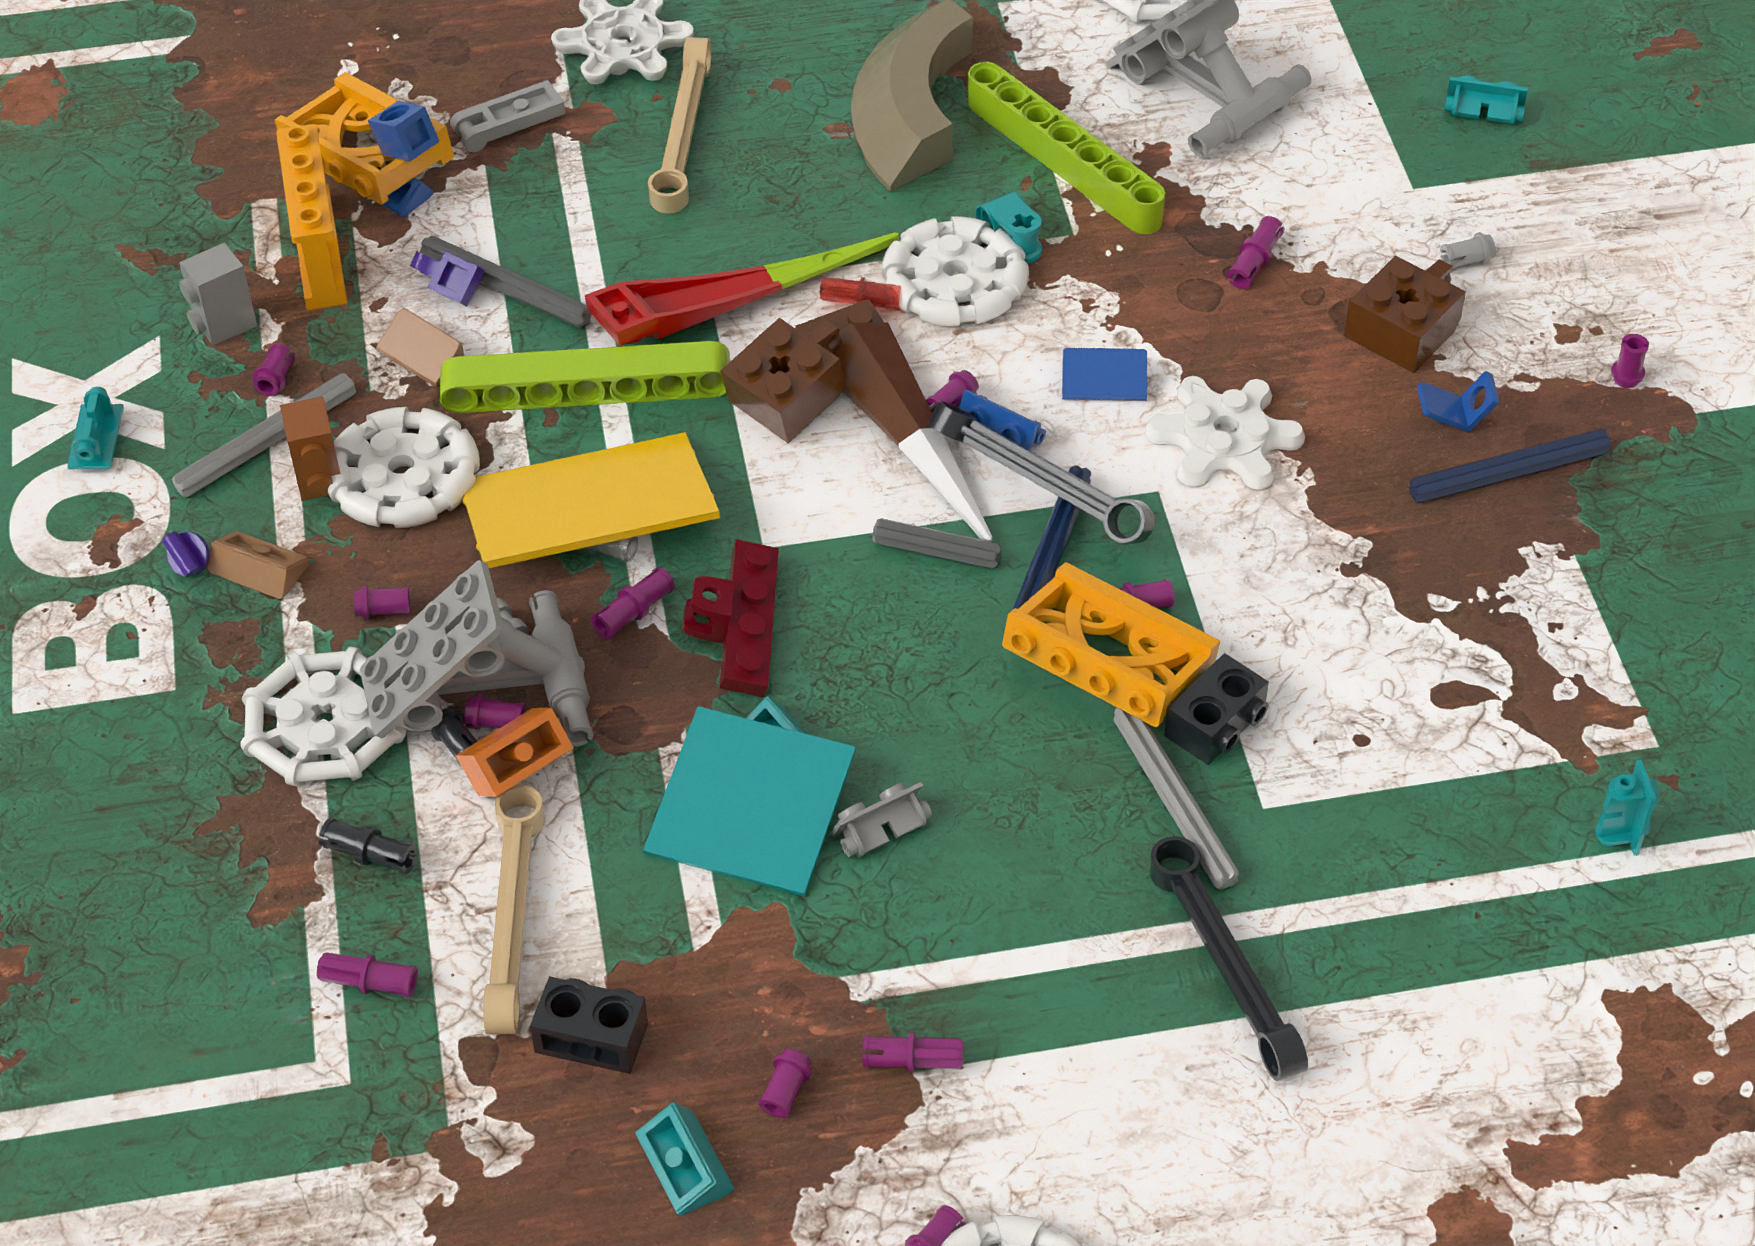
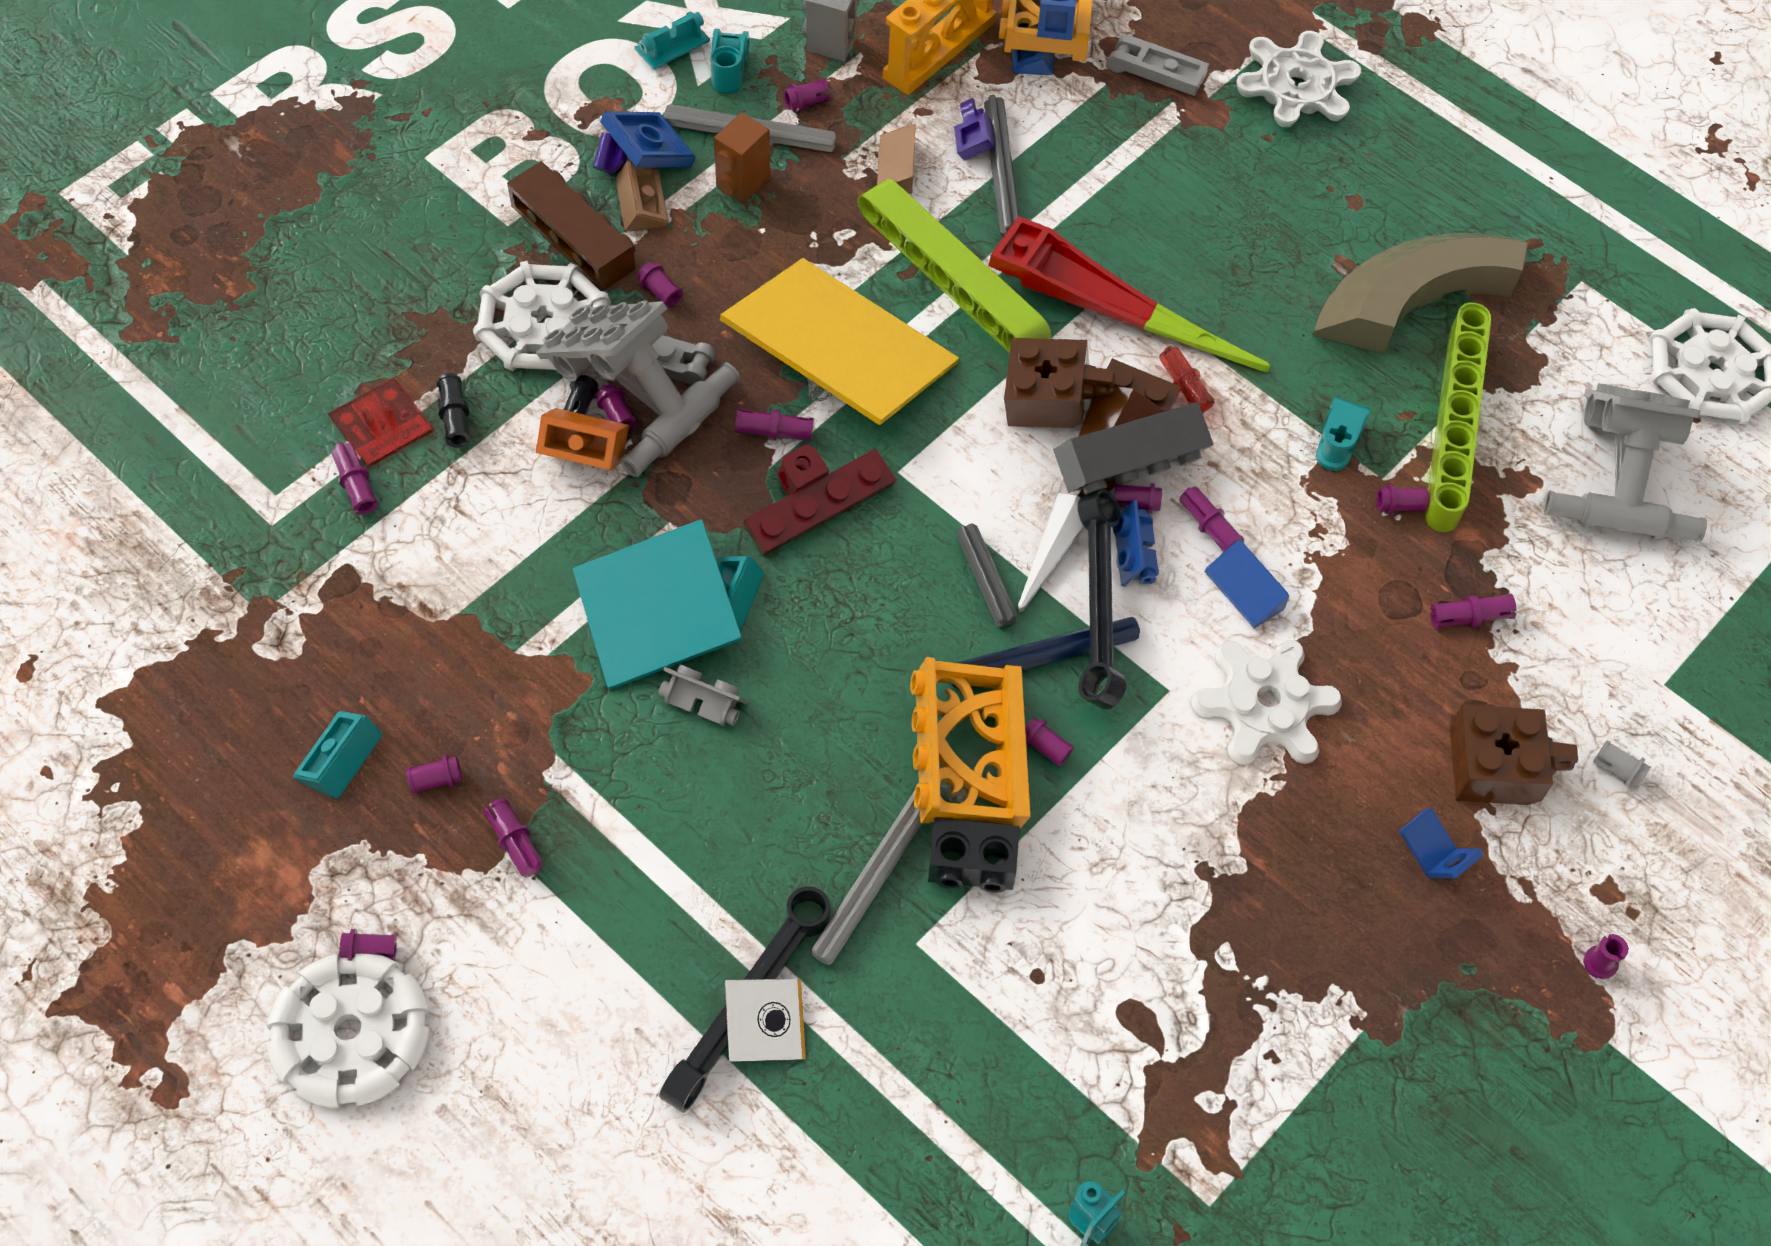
camera: 50 degrees right, 10 degrees up
(166, 403) = (728, 60): none -> teal piece
(203, 511) = (647, 139): none -> blue tile
(239, 629) = (572, 225): none -> reddish brown brick
(313, 919) = (381, 422): none -> clear red piece
(400, 497) = (788, 201): white plate -> none
(501, 995) = (379, 567): tan piece -> none
(586, 1034) = (394, 628): black brick -> none
(696, 67) = (1318, 135): tan piece -> none
(914, 359) = (1133, 447): none -> dark grey brick
(989, 276) = (1269, 406): white plate -> none
(1019, 361) = (1209, 518): none -> magenta axle
(1104, 236) = (1402, 499): none -> magenta pin
(1263, 952) = (765, 1020): none -> white sticker
(1509, 465) = (1413, 928): dark blue axle -> none

